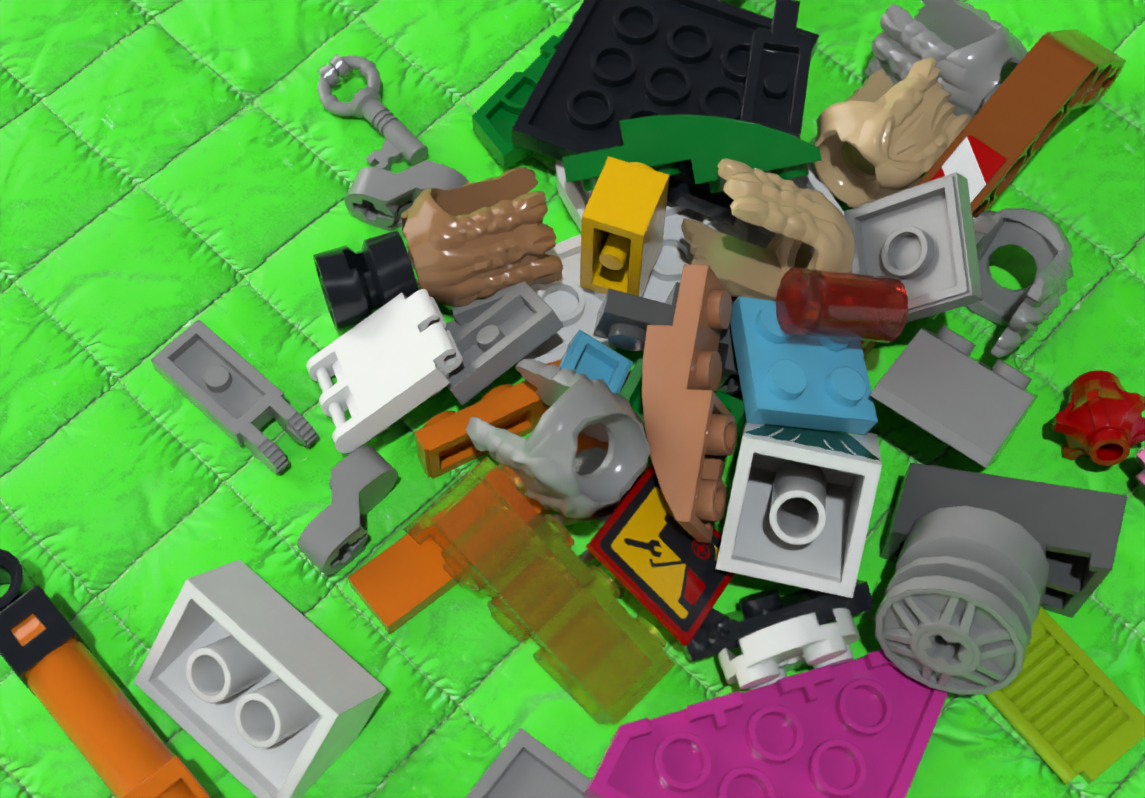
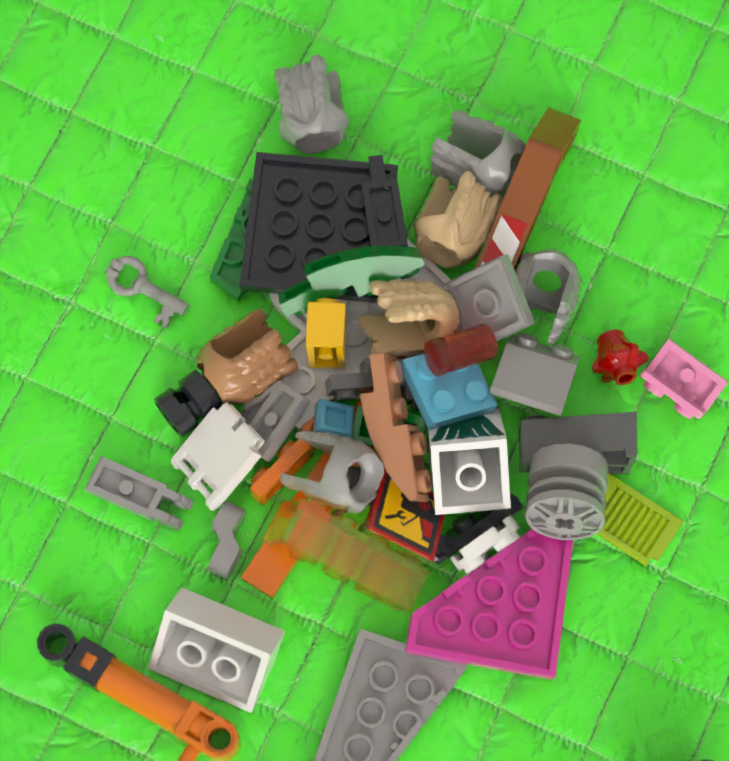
camera: 15 degrees left, 10 degrees up
(382, 195) = (182, 345): light grey piece -> none

